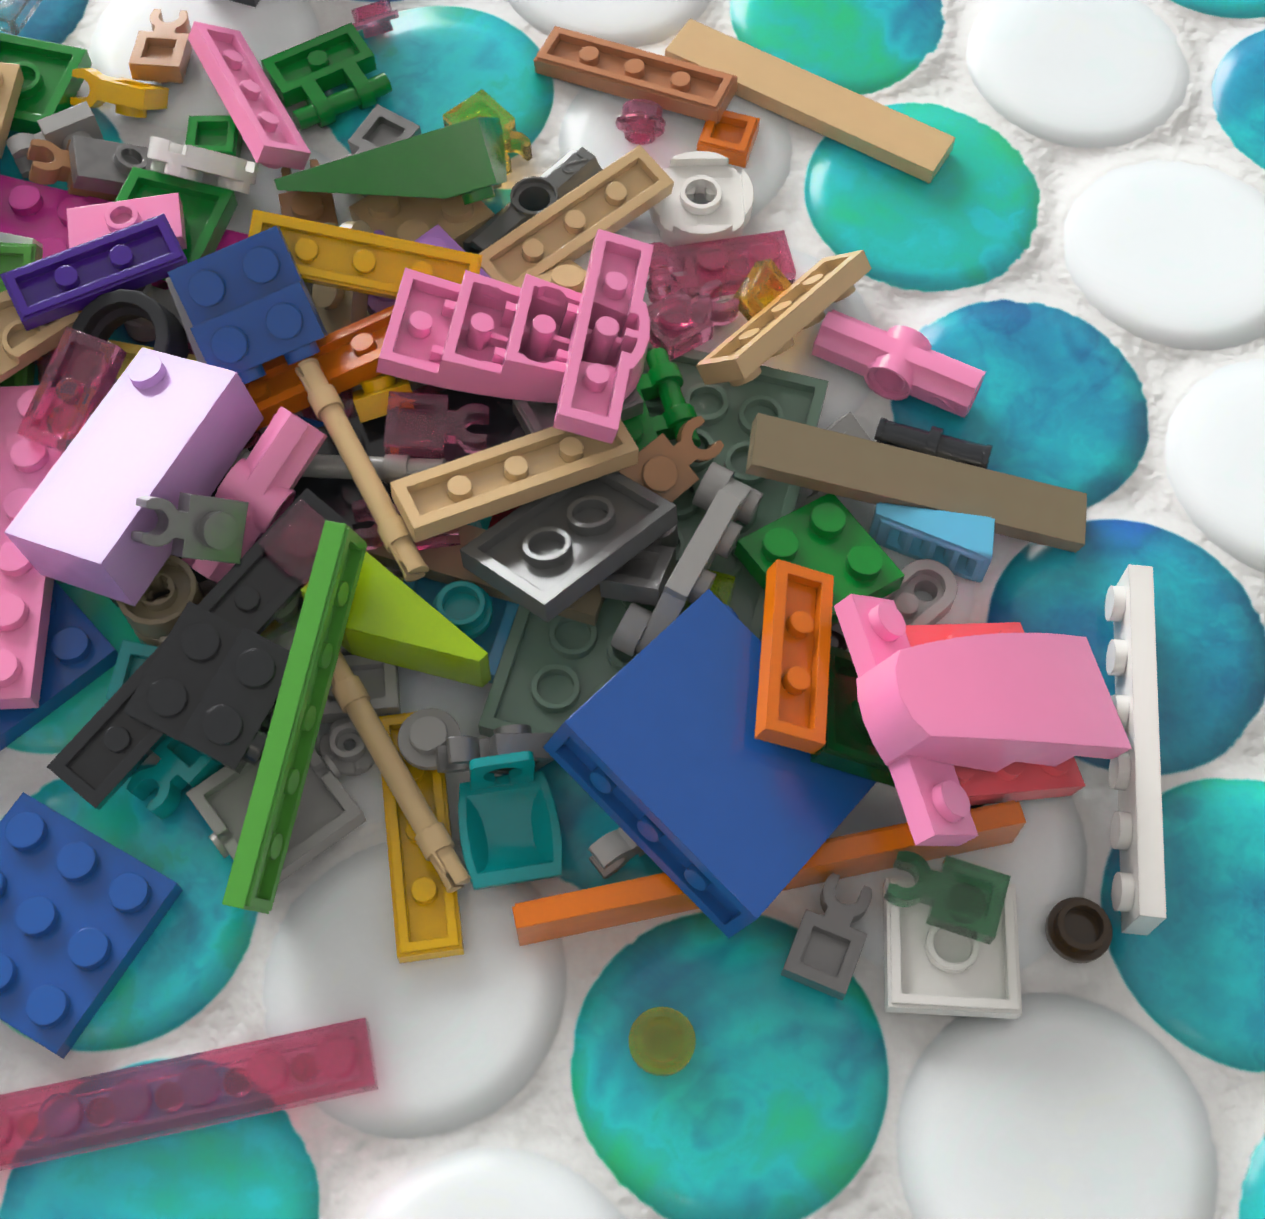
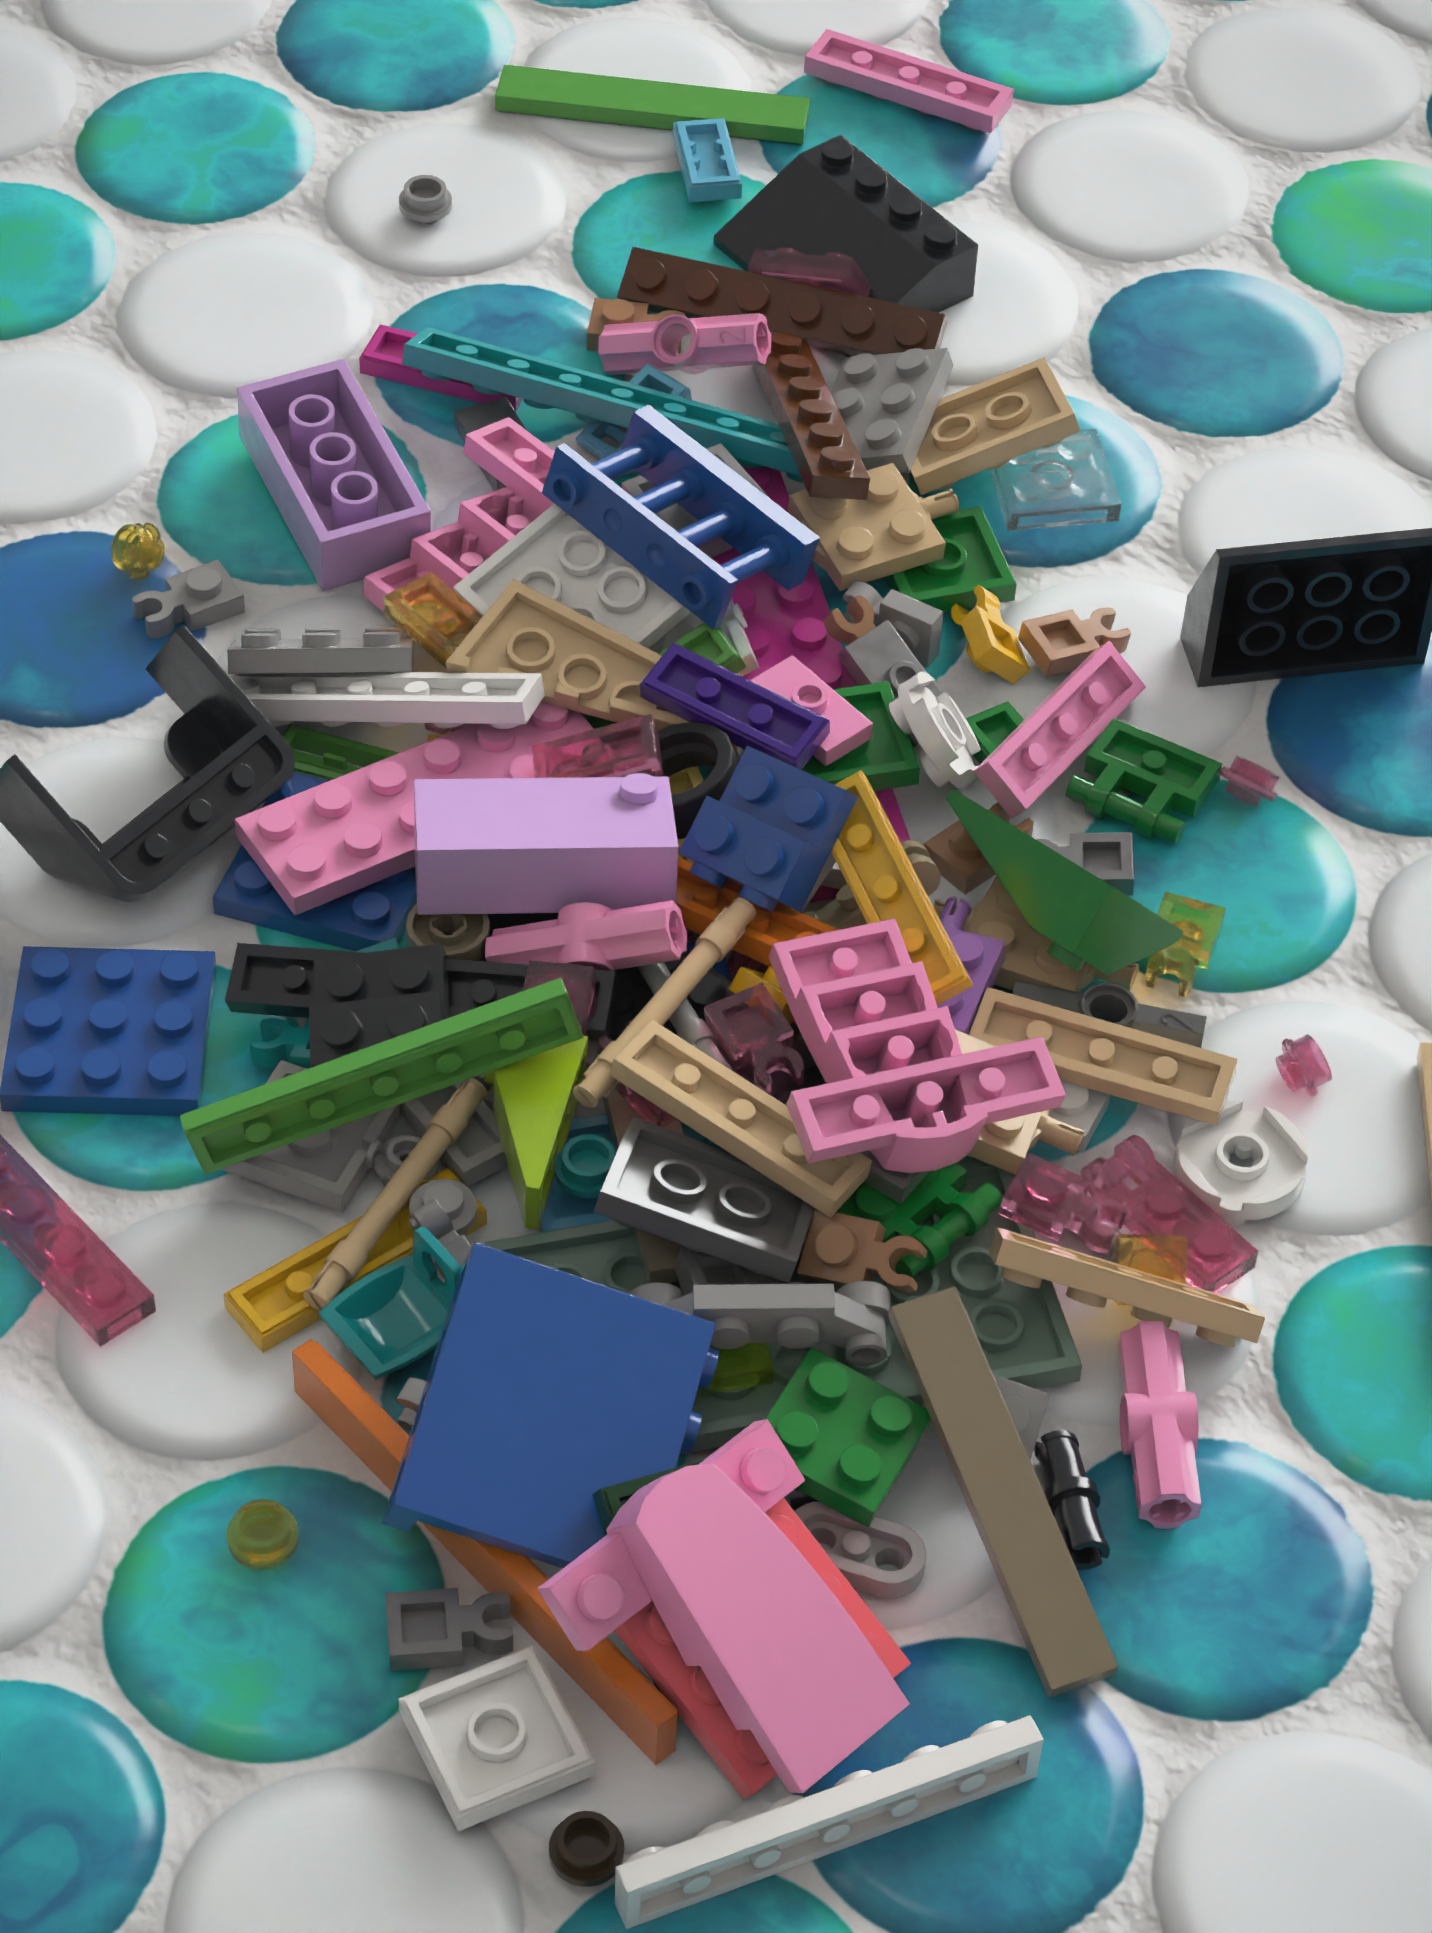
camera: 60 degrees right, 15 degrees down
(199, 528) = (514, 911): flat silver plate -> none
(636, 74) = (1366, 1034): nougat tile -> none
(730, 137) = (1354, 1154): orange tile -> none
(795, 657) = (686, 1422): orange plate -> none
(948, 537) = (963, 1553): medium azure slope -> none
(960, 895) = (537, 1695): clear green plate -> none

